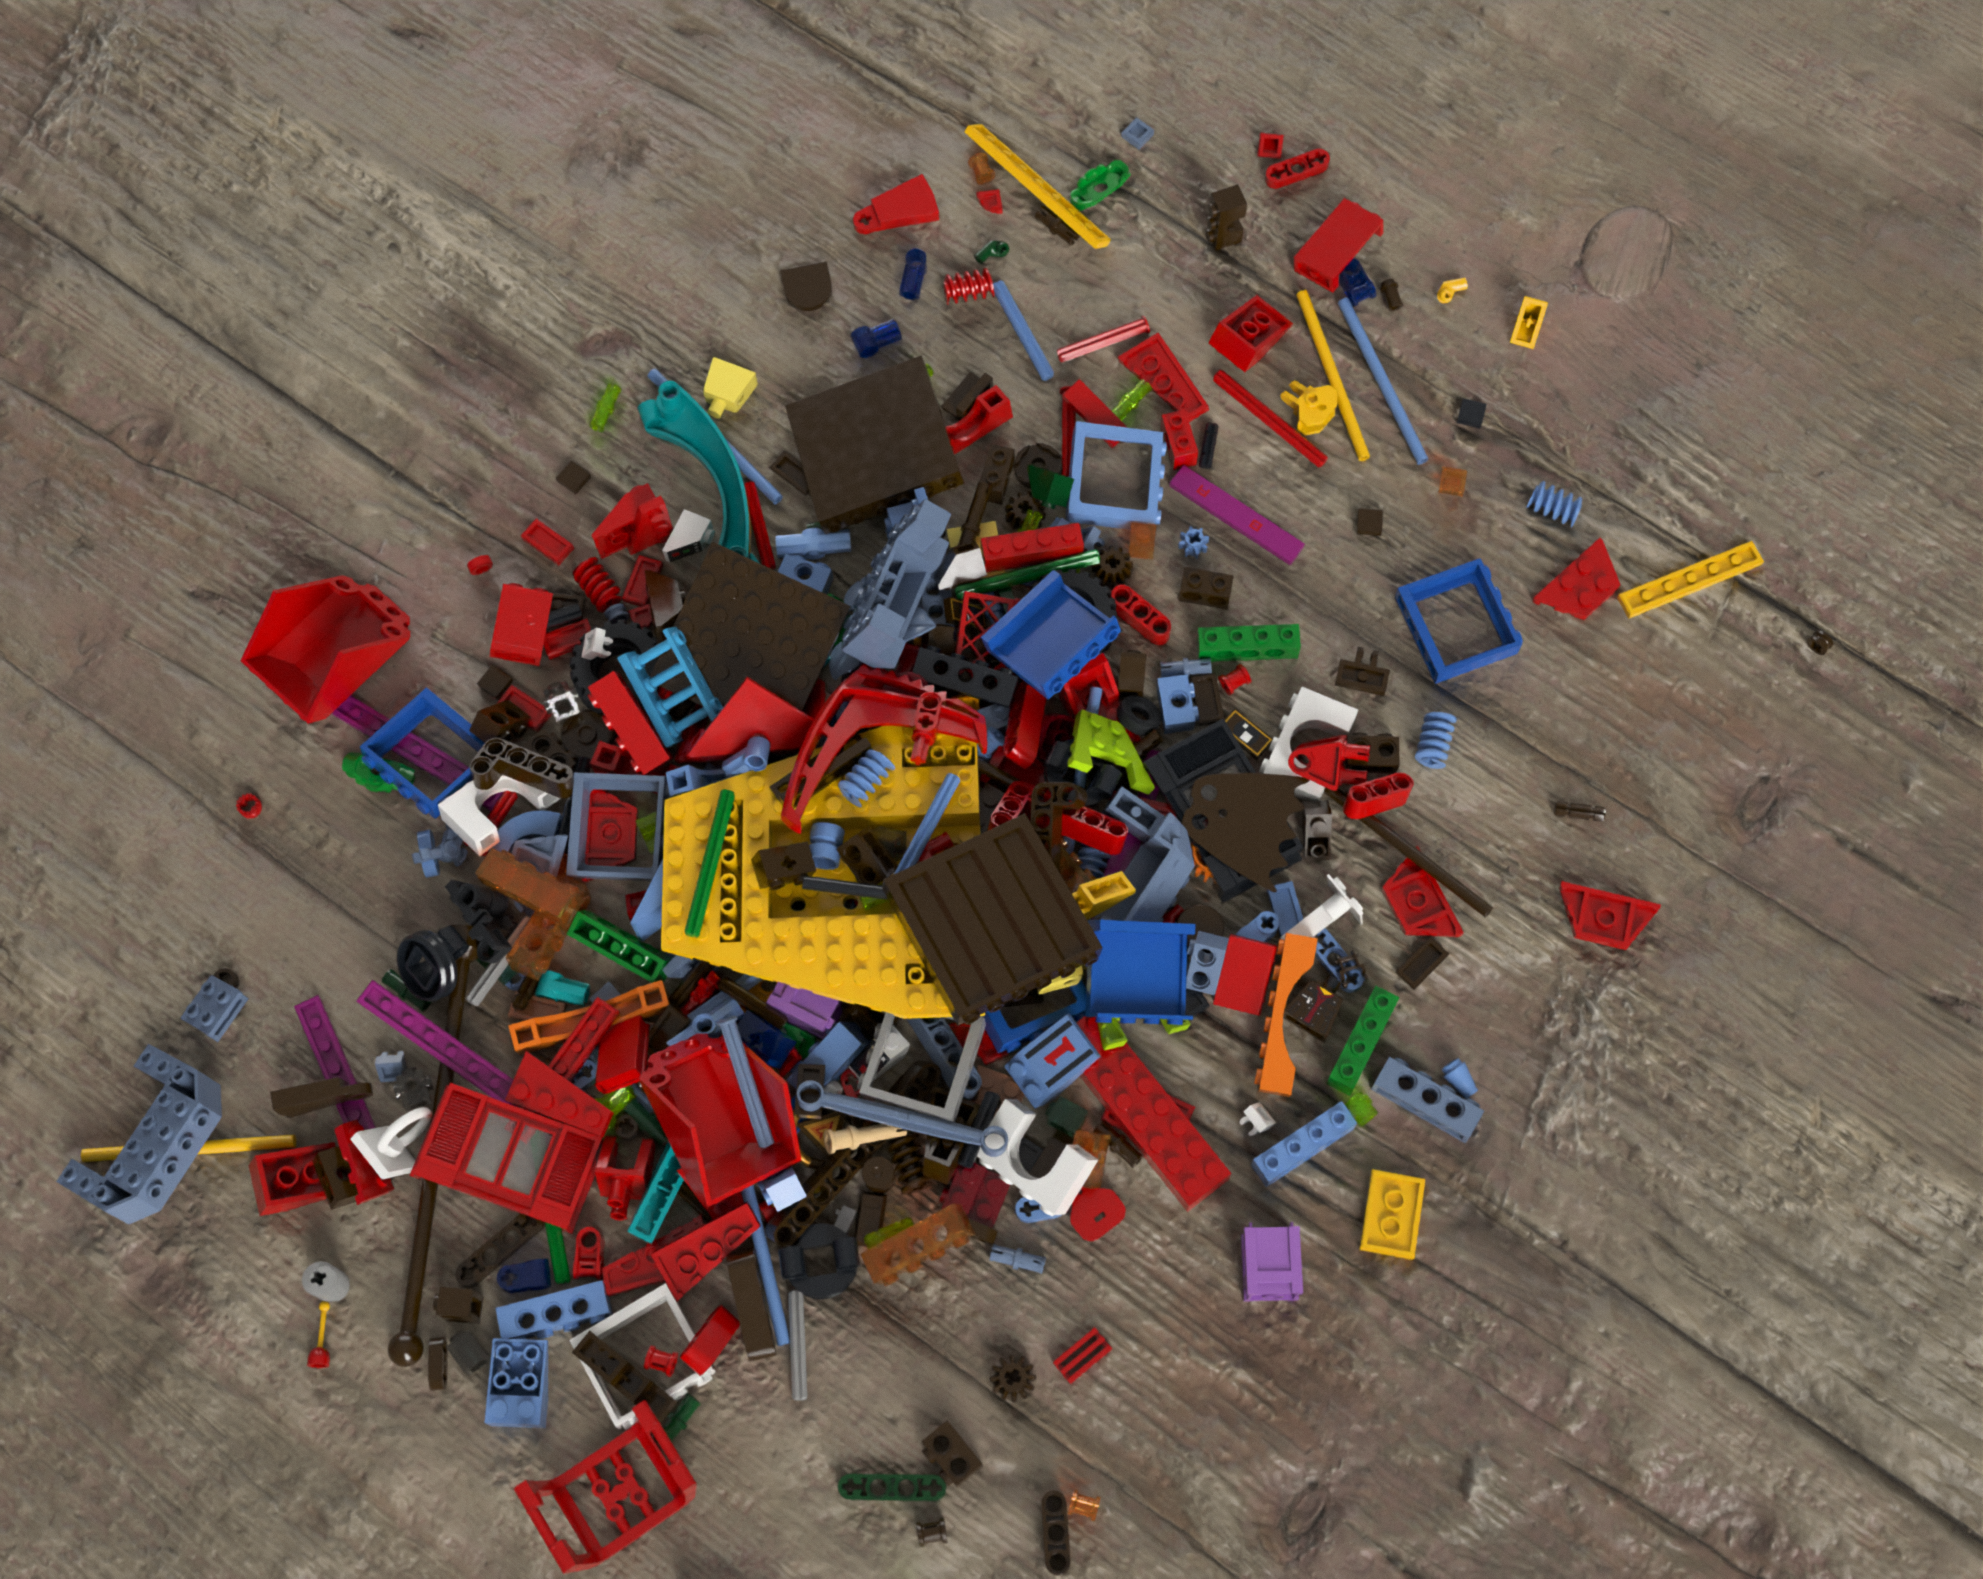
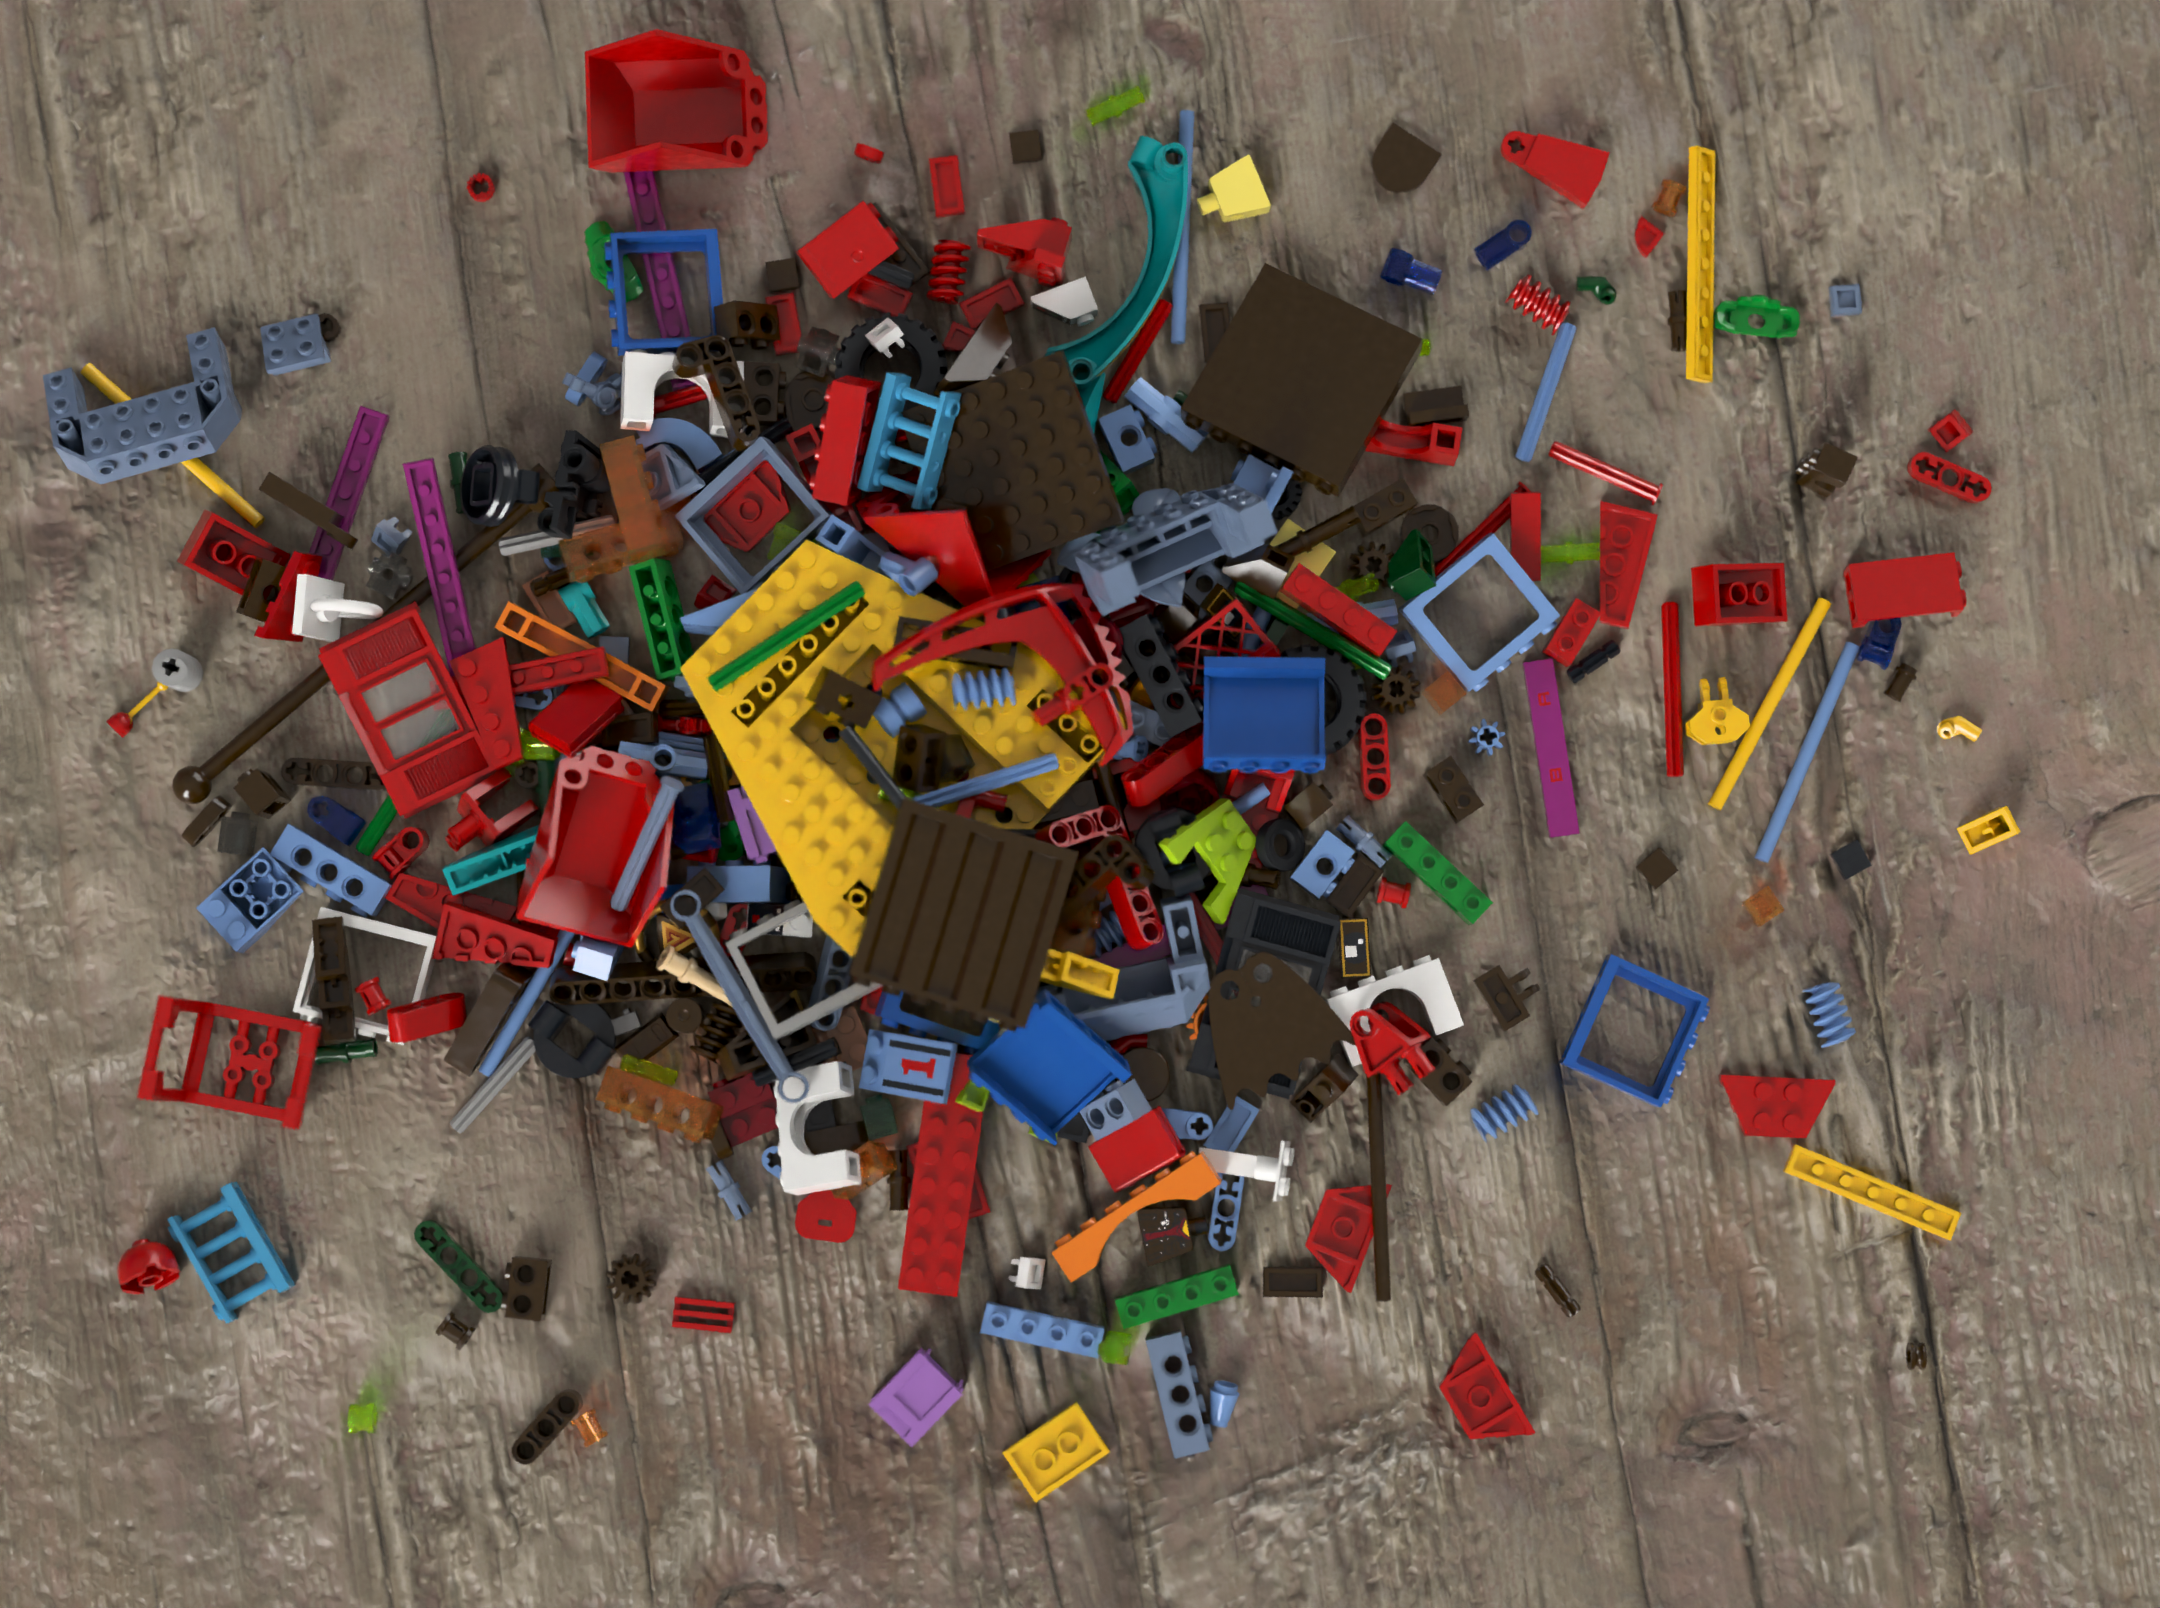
camera: 35 degrees right, 15 degrees up
(616, 613) = (939, 315): sand blue bush -> none
(1353, 956) = (1239, 1222): dark brown piece -> none
(1378, 795) = (1389, 1113): red beam -> none

